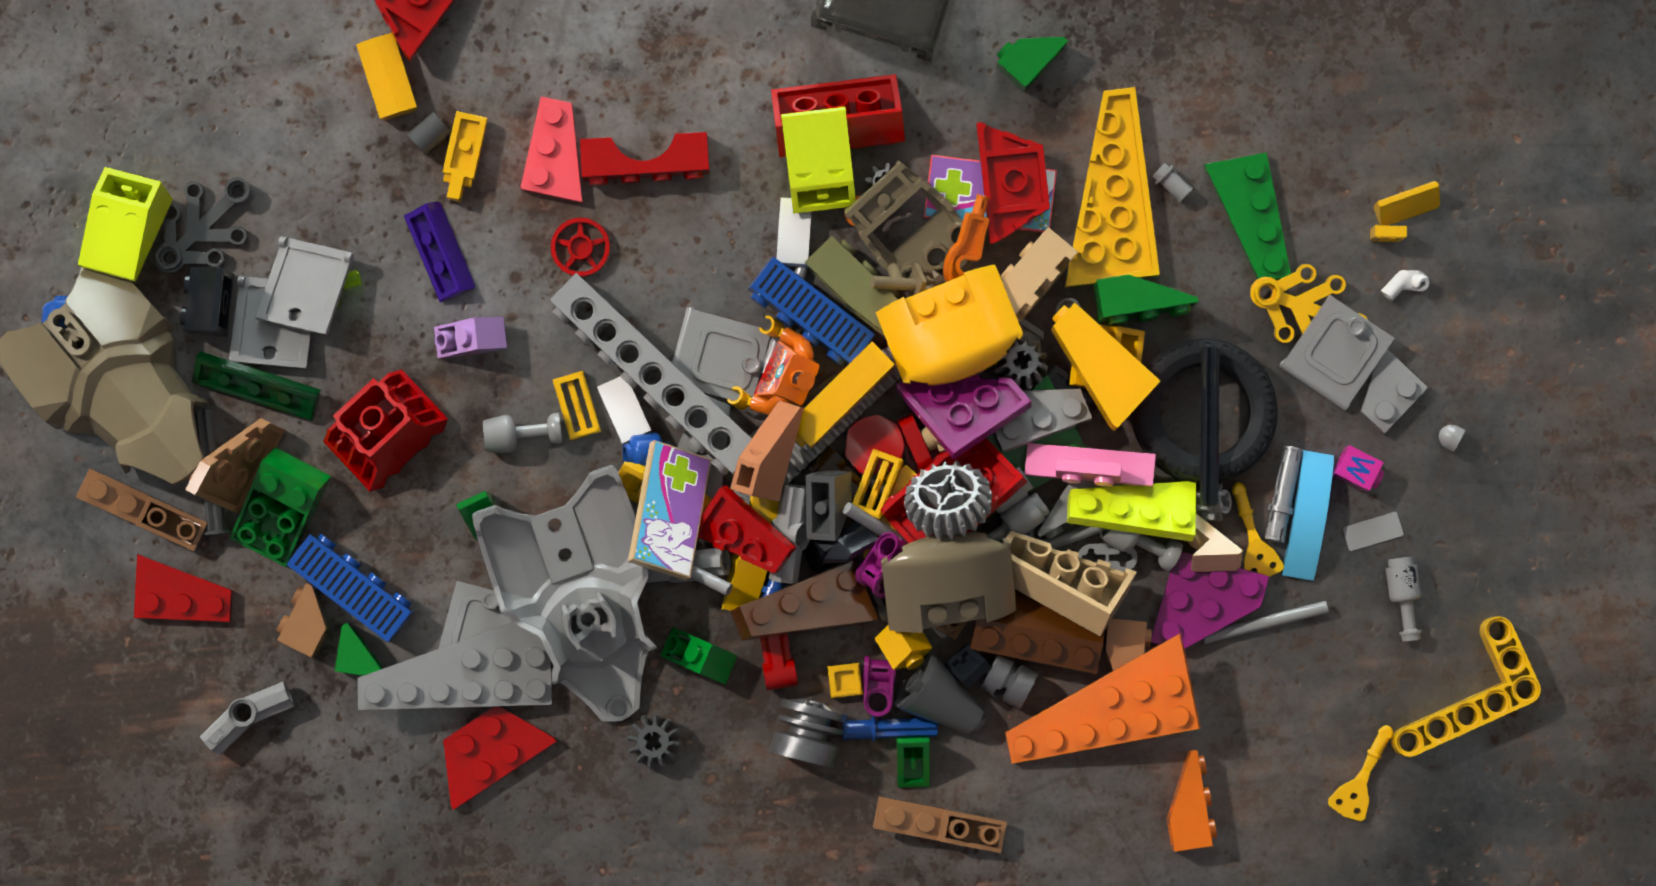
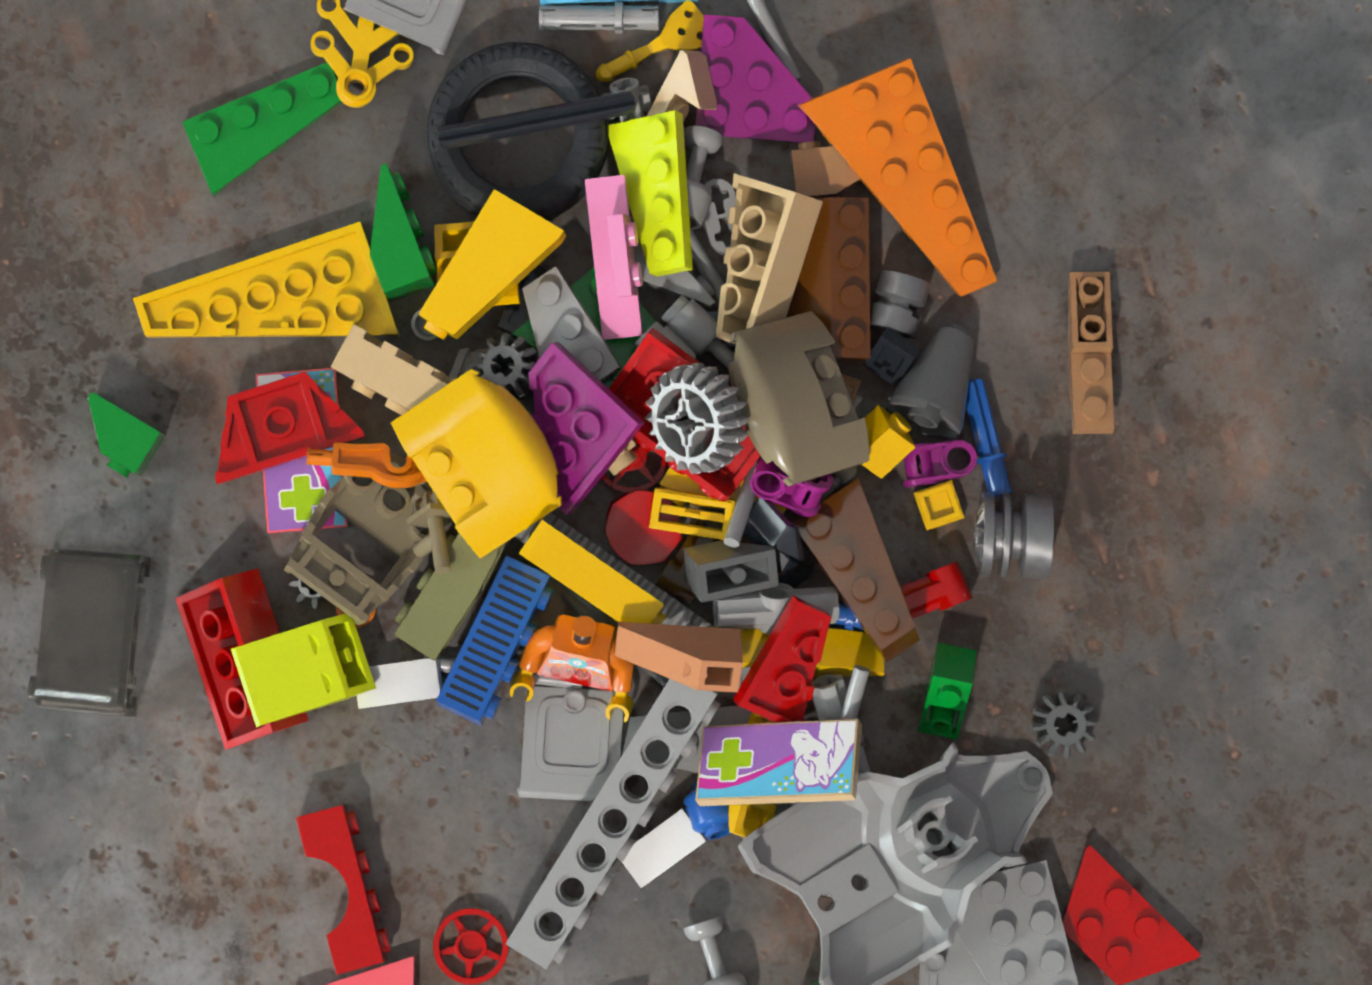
camera: 105 degrees left, 0 degrees up
(564, 408) = (698, 892): yellow tile -> none
(913, 762) = (1020, 401): green slope -> none
(915, 441) = (630, 477): red beam -> none
(1172, 182) = (241, 229): light grey pin -> none
(1188, 813) = (1010, 56): orange slope -> none

